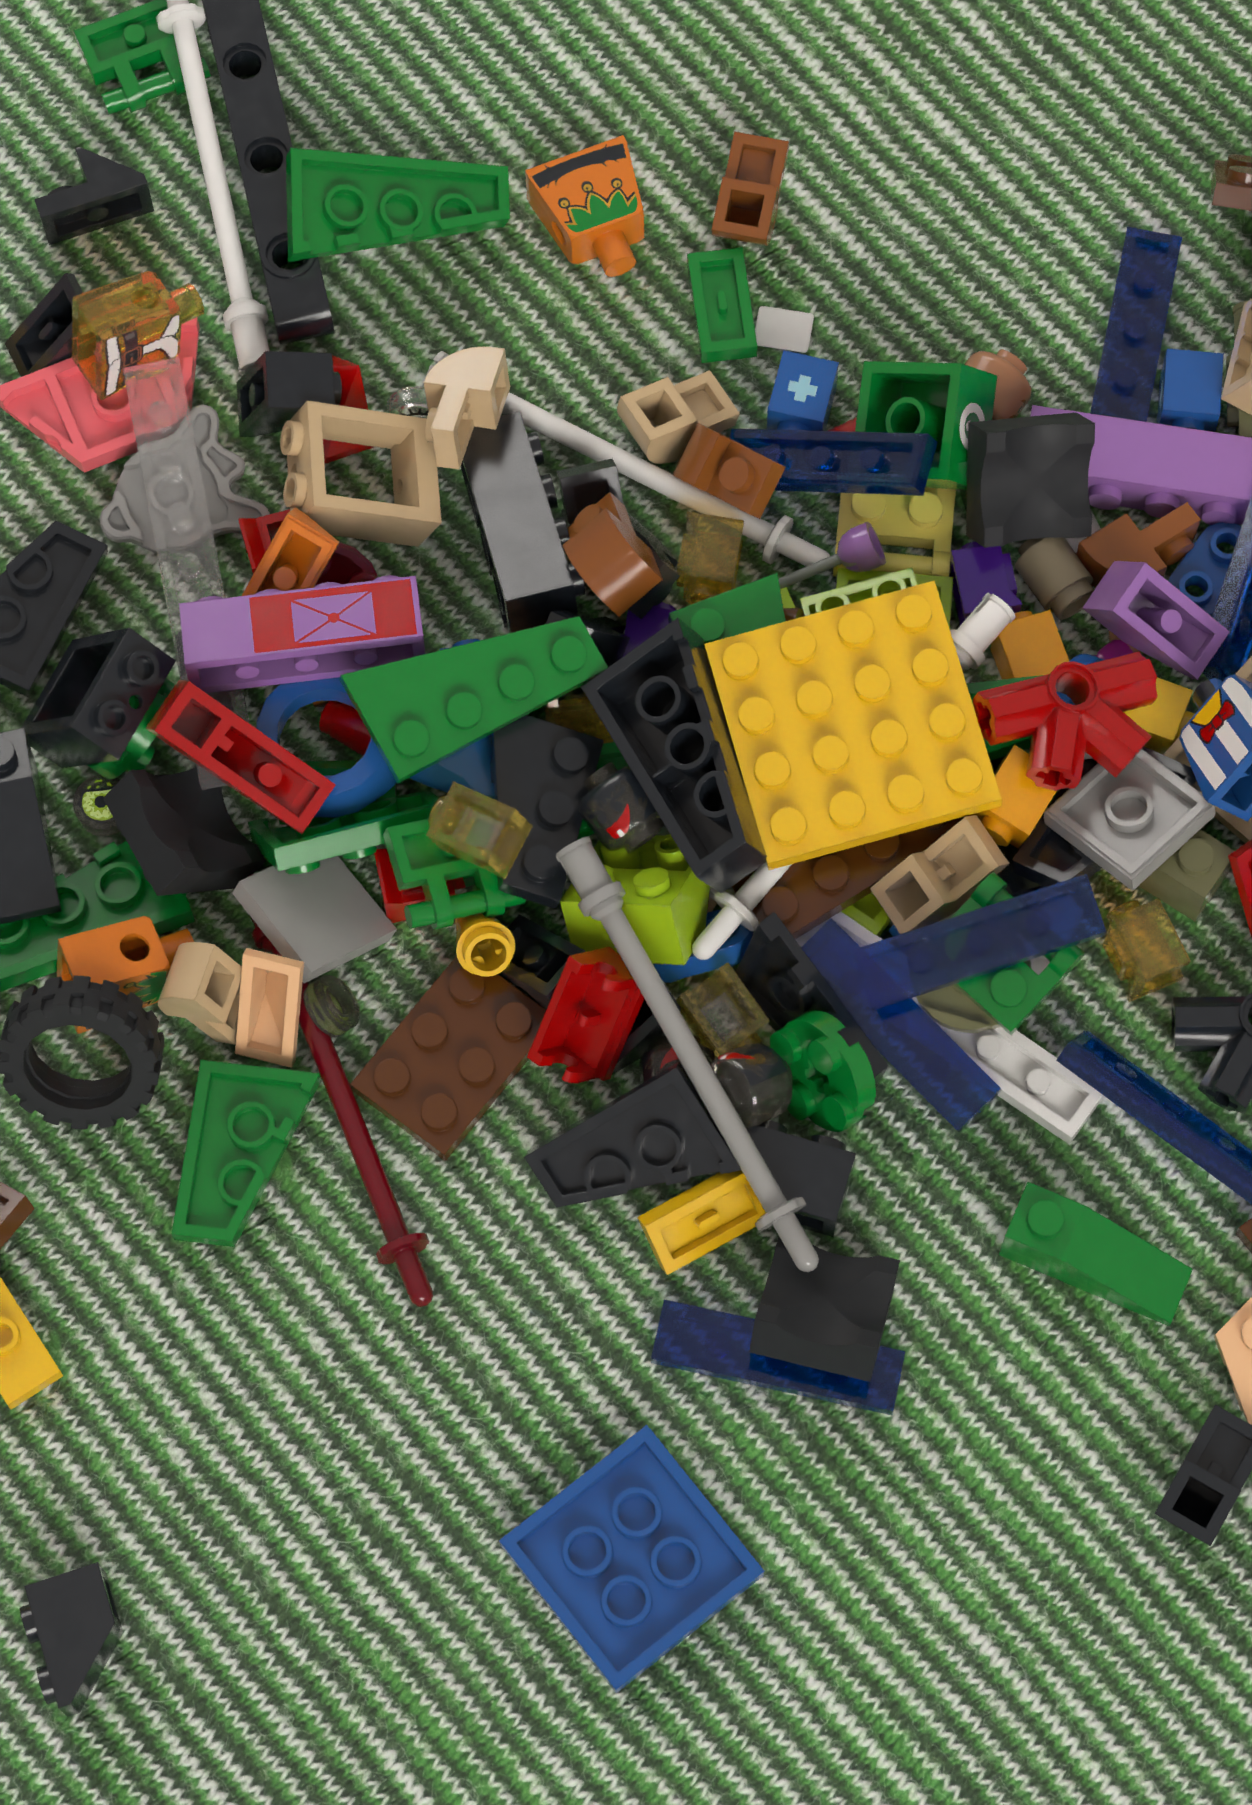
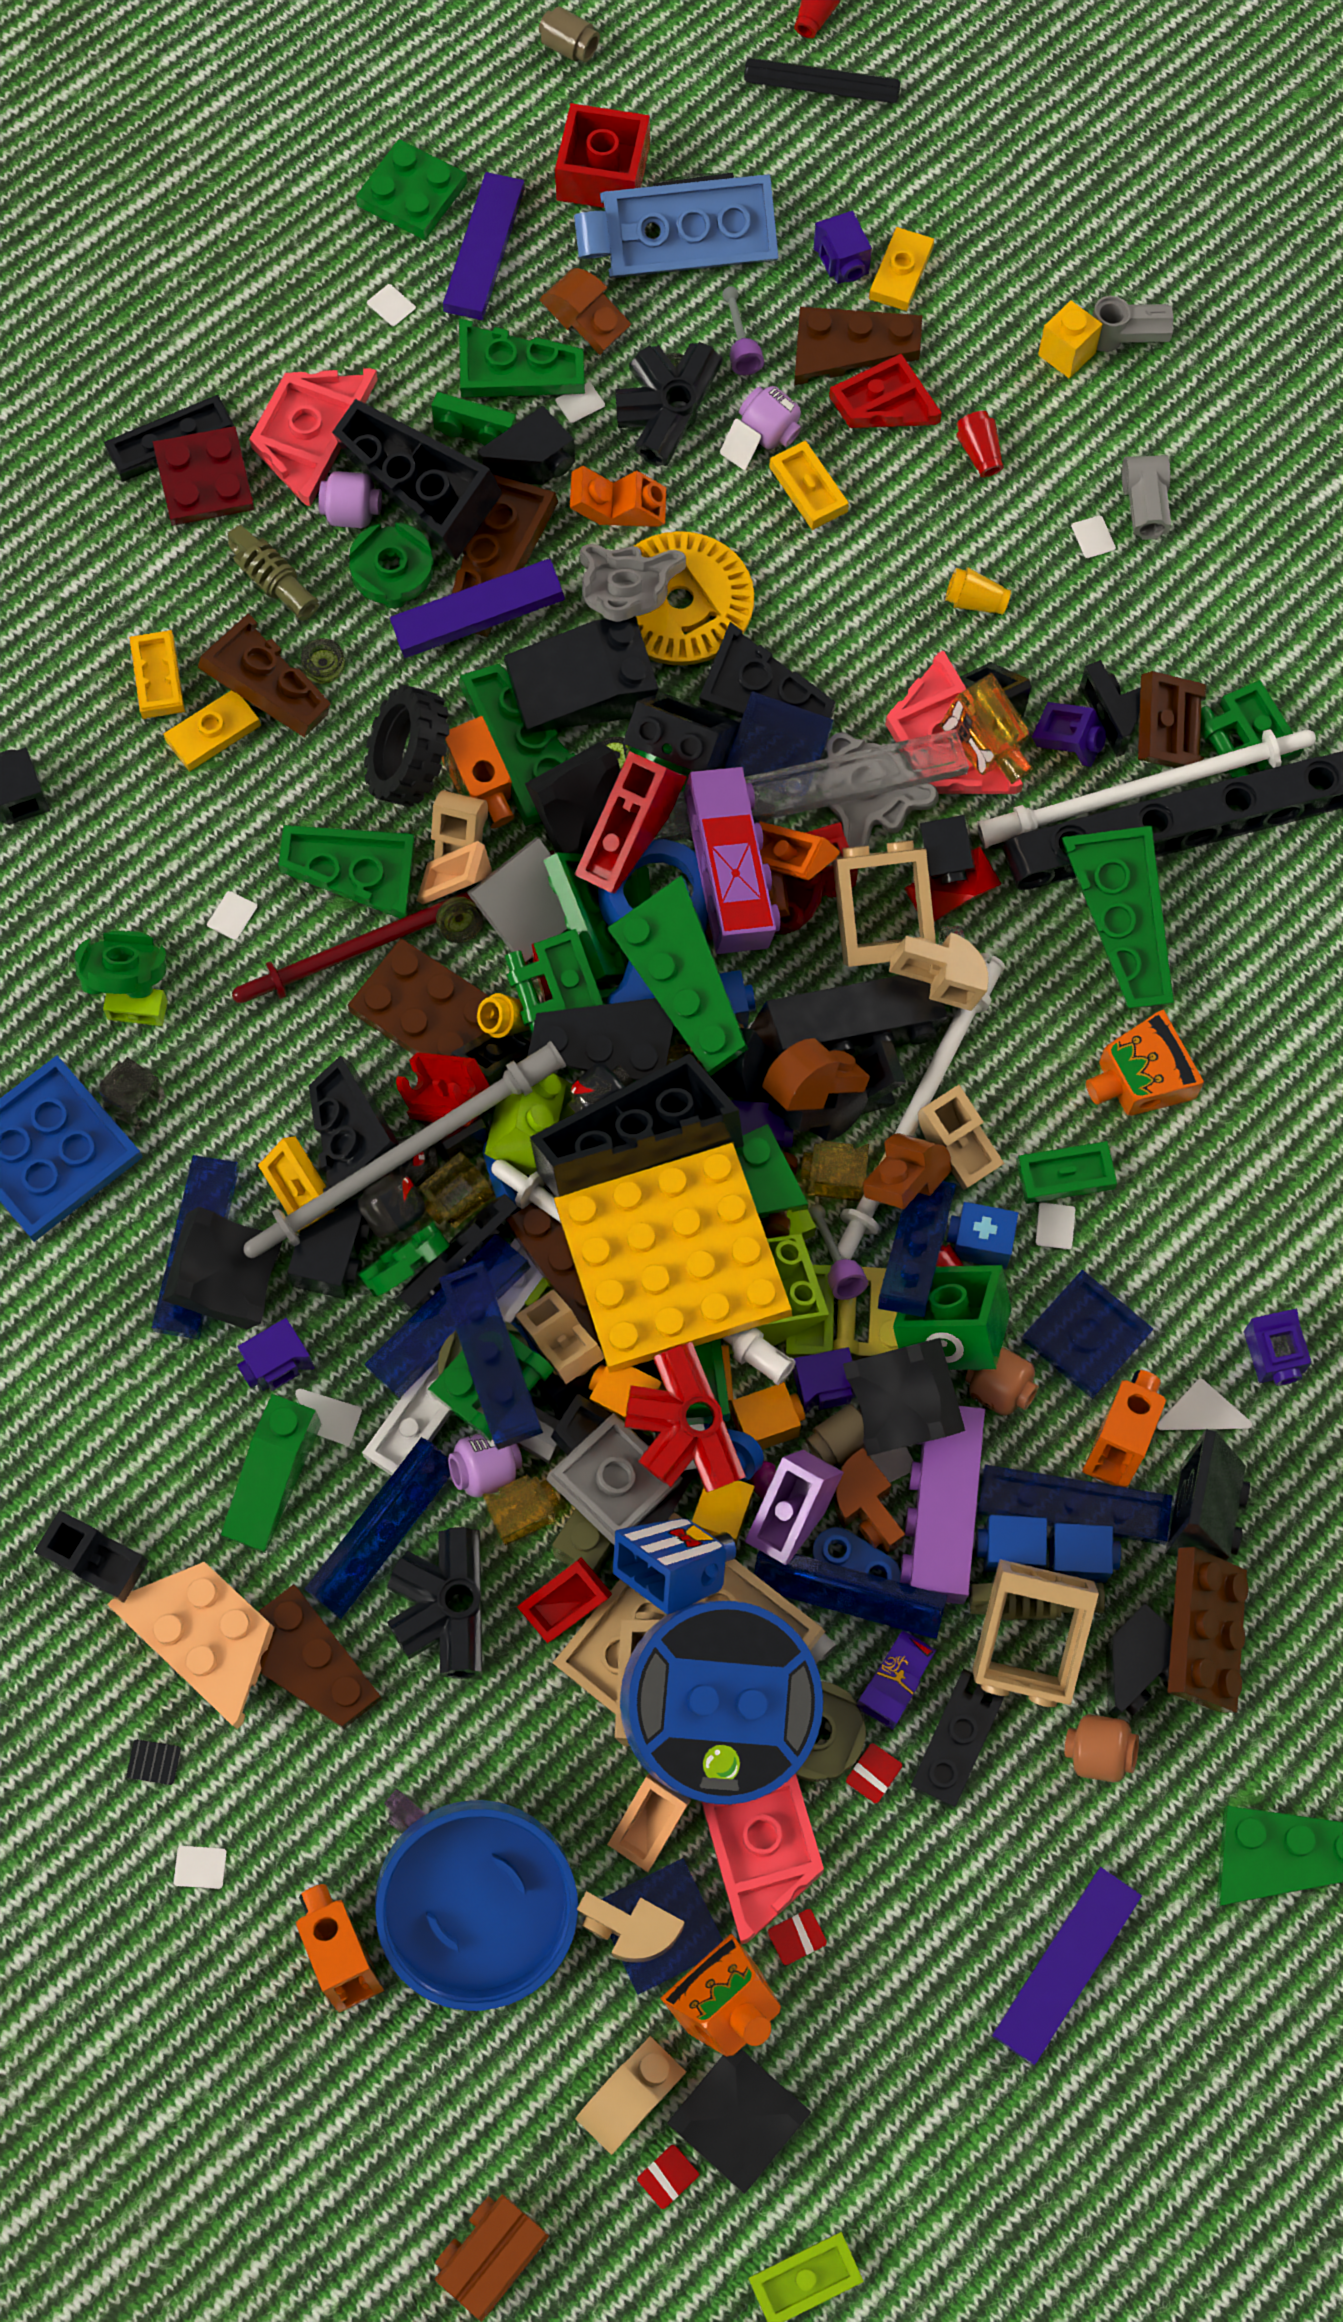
camera: 85 degrees right, 0 degrees up
(106, 588) = (777, 736): none -> clear blue tile
(119, 248) = (1071, 730): none -> dark purple bracket
(129, 130) = (1170, 720): none -> reddish brown plate
(291, 1316) = (232, 915): none -> white sticker
(397, 1458) = (120, 964): none -> green plate
(423, 1440) = (144, 1010): none -> lime piece
(478, 829) = (568, 986): clear yellow window -> none
(560, 1438) = (126, 1088): none -> clear smoke window
(750, 189) = (1158, 1187): dark orange brick -> none
(924, 301) = (1087, 1334): none -> clear blue tile
(940, 1249) = (273, 1357): none -> dark purple window
(953, 98) = (1278, 1347): none -> dark purple window
(1007, 1187) = (336, 1417): none -> white sticker
(1019, 191) = (1202, 1410): none -> white sticker
(1057, 259) = (1126, 1430): none -> orange torso
(1093, 992) = (482, 1467): none -> lavender head
(1148, 183) = (1209, 1499): none -> black slope
(1201, 316) = (1084, 1551): none -> blue brick

